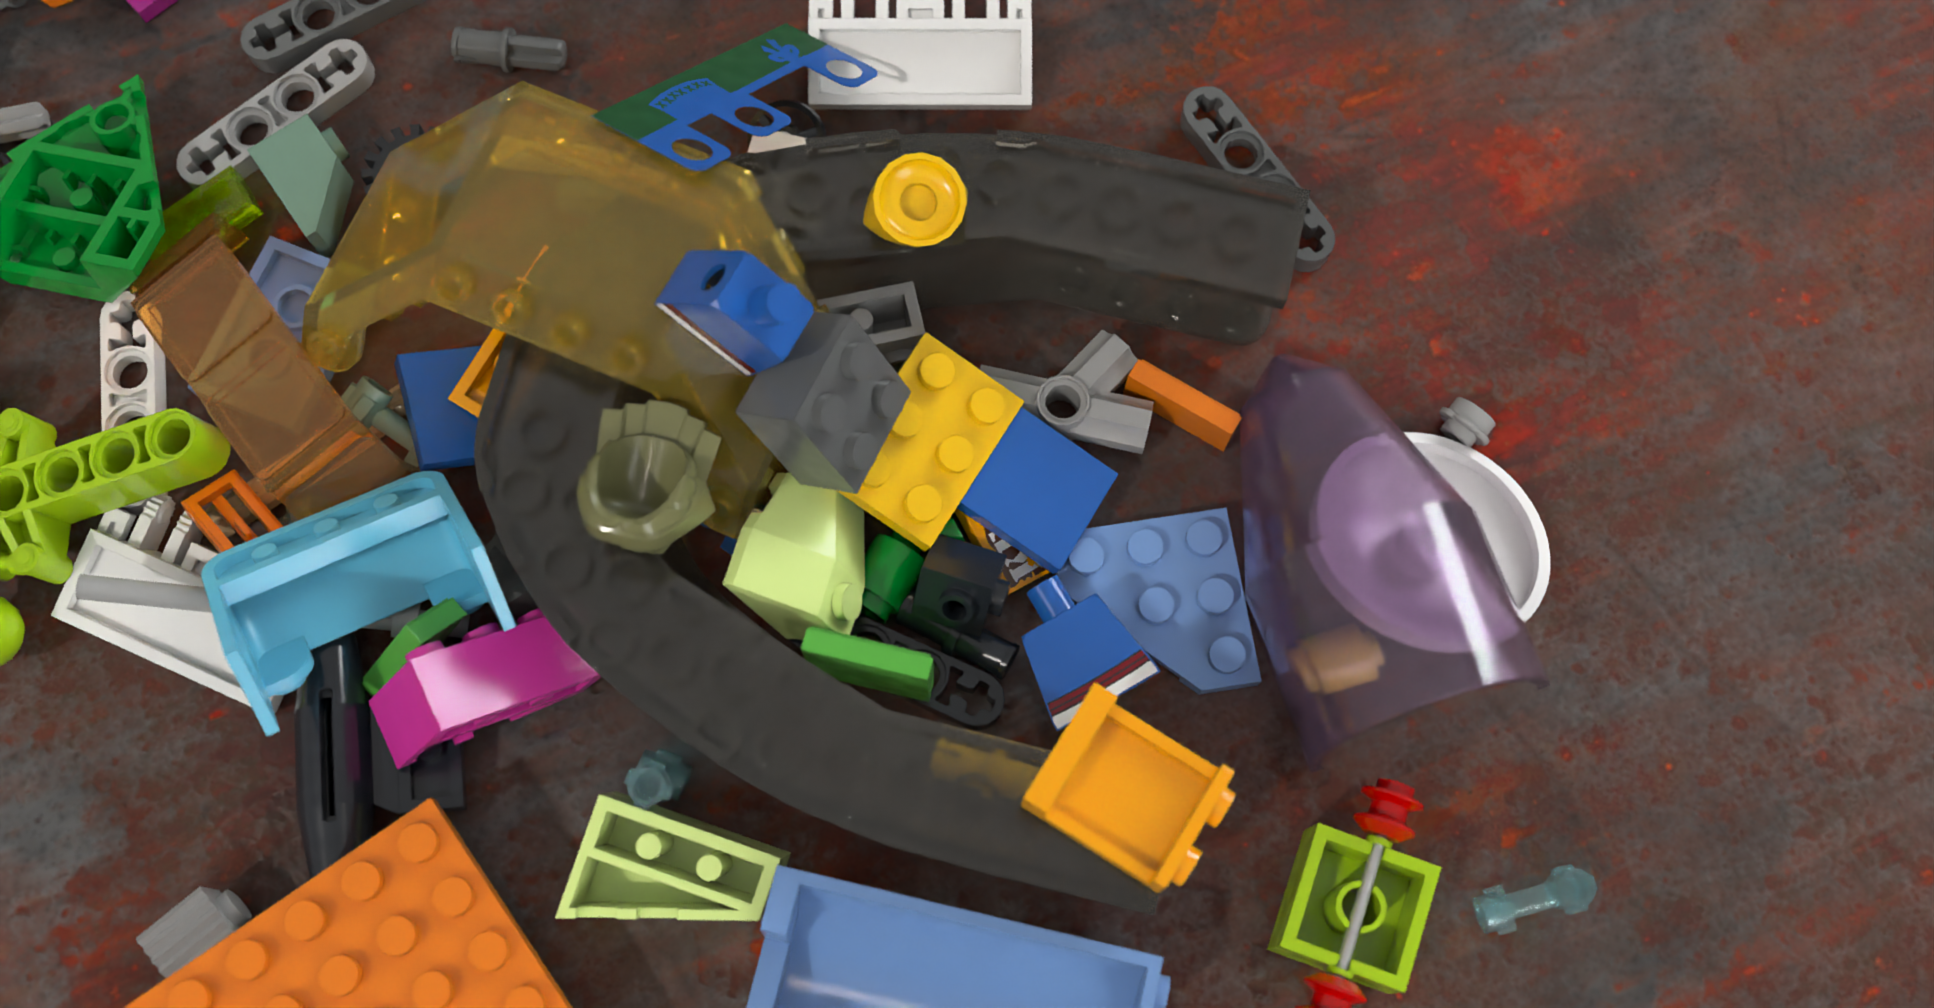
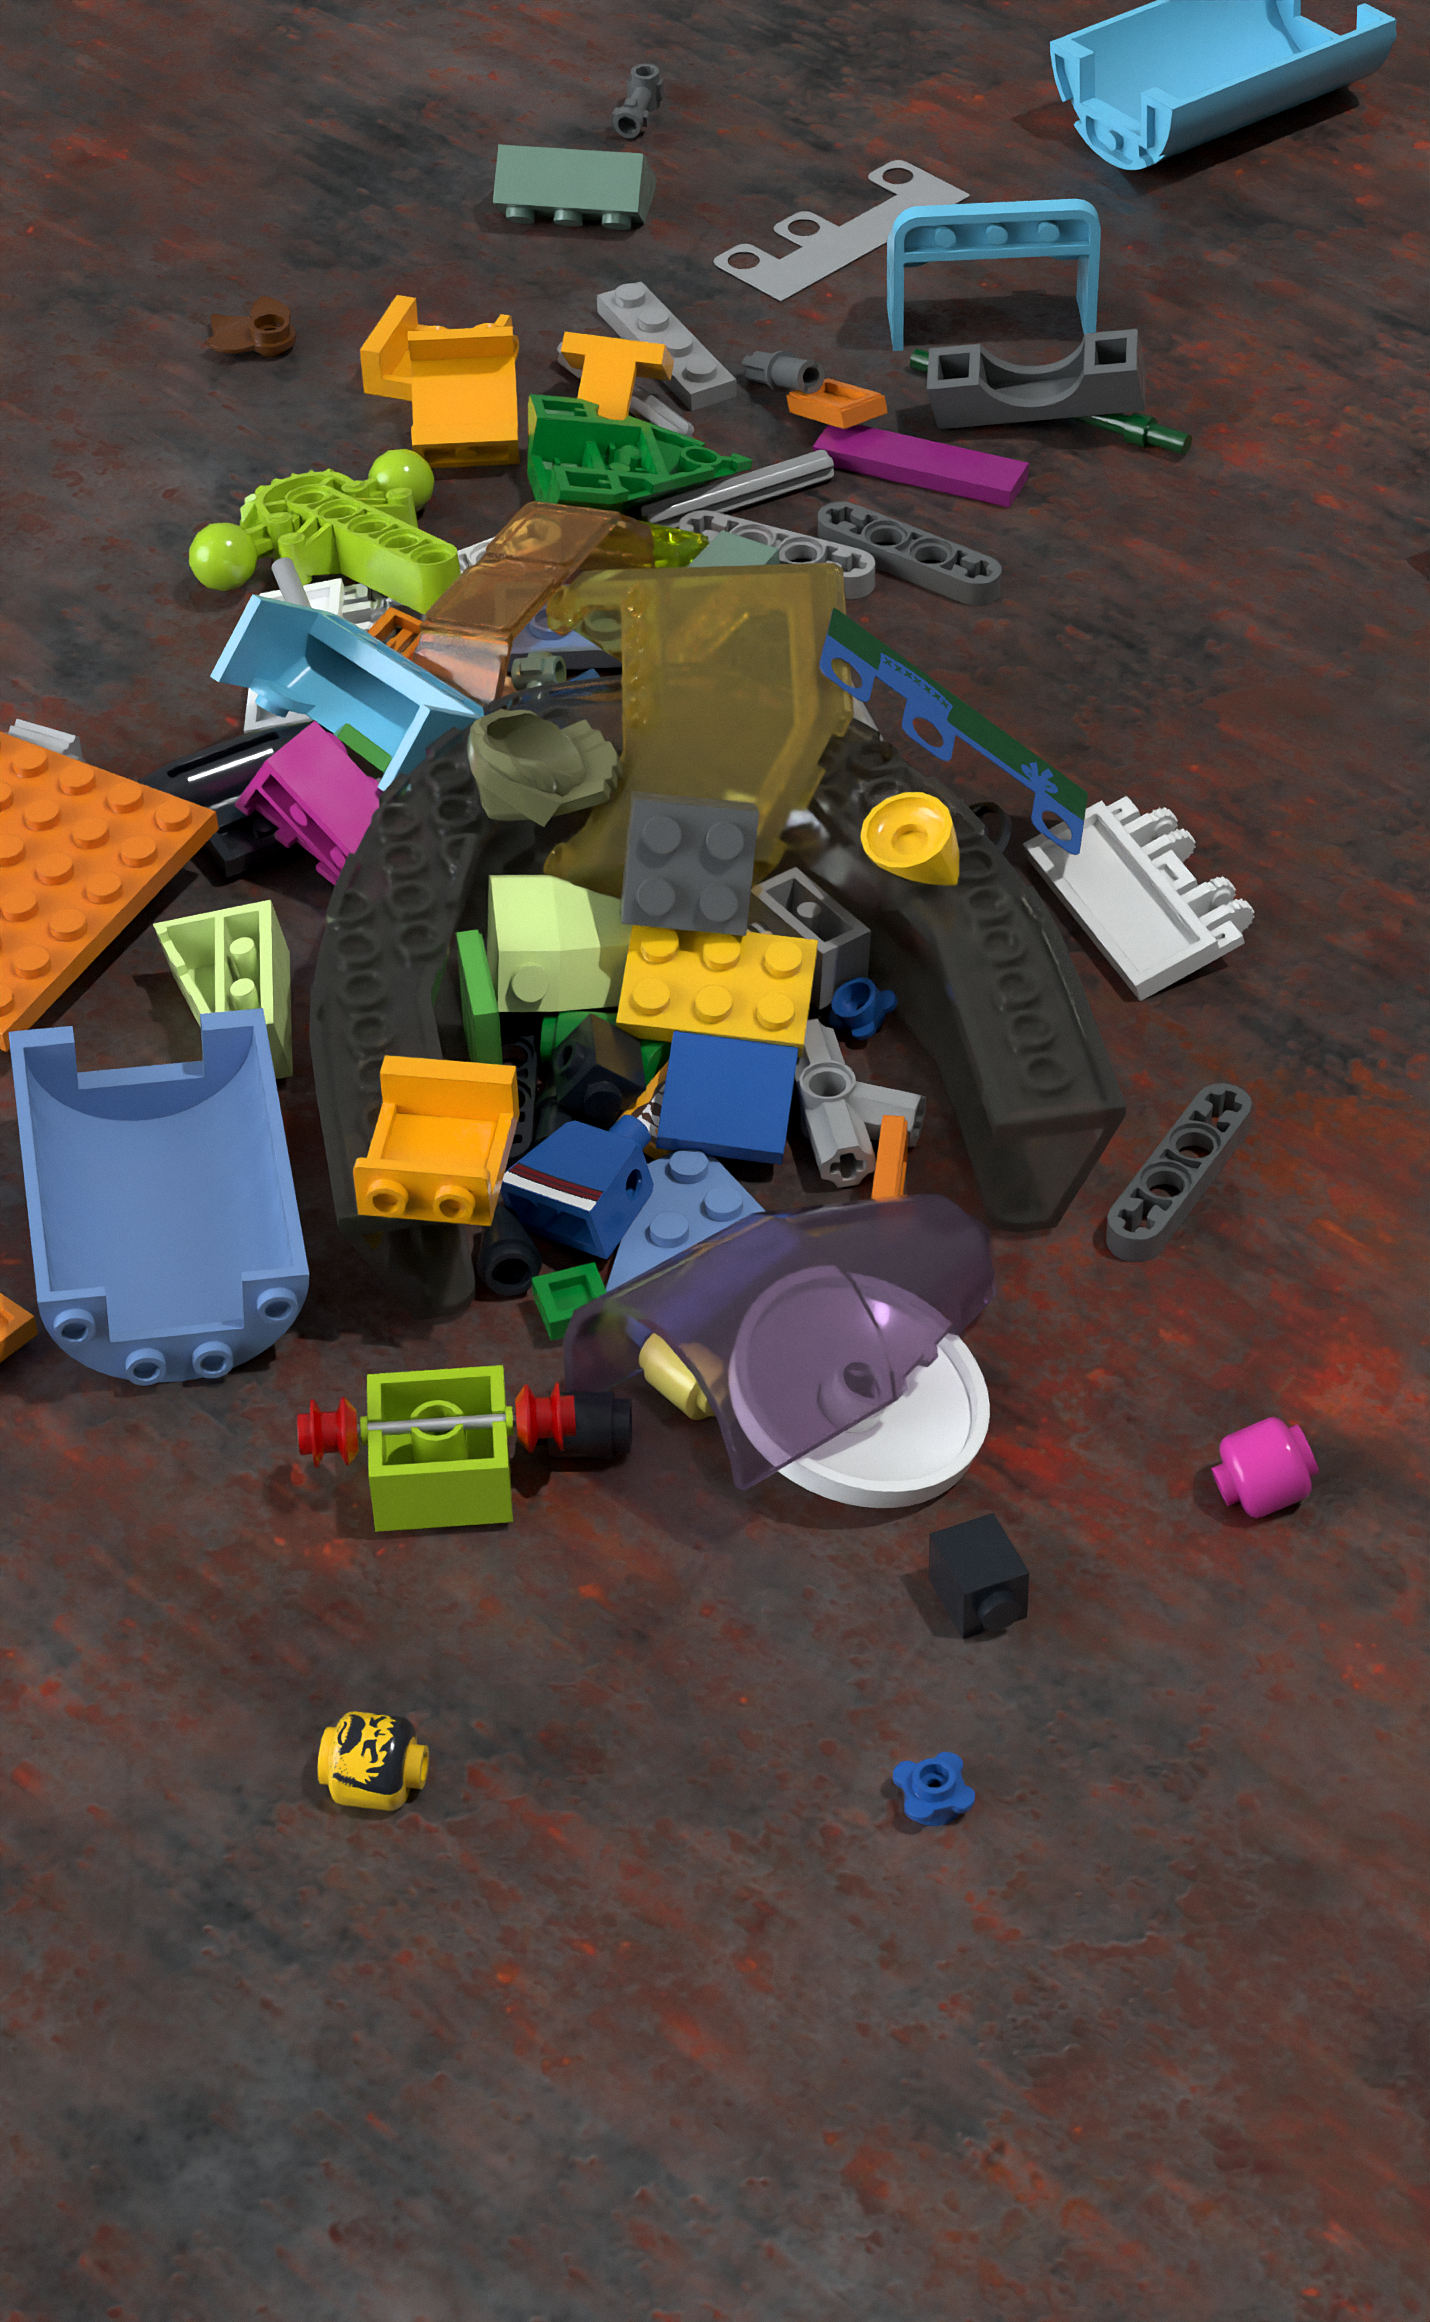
camera: 70 degrees right, 30 degrees down
(163, 91) = (742, 489): none -> light grey axle
(507, 49) = (937, 650): dark grey axle -> none
(657, 778) = (297, 926): clear light blue bar -> none
(745, 315) = (711, 738): blue torso -> none
(960, 314) = (860, 1007): none -> blue plate
(1201, 719) = (562, 1293): none -> green plate
(1350, 767) = (601, 1427): none -> black brick
(1466, 423) = (1015, 1404): light grey plate -> none
(1564, 889) = (552, 1620): clear light blue bar -> none
(1616, 277) = (1265, 1467): none -> dark pink head
(1644, 536) = (978, 1576): none -> black brick
(1812, 671) = (934, 1804): none -> blue plate

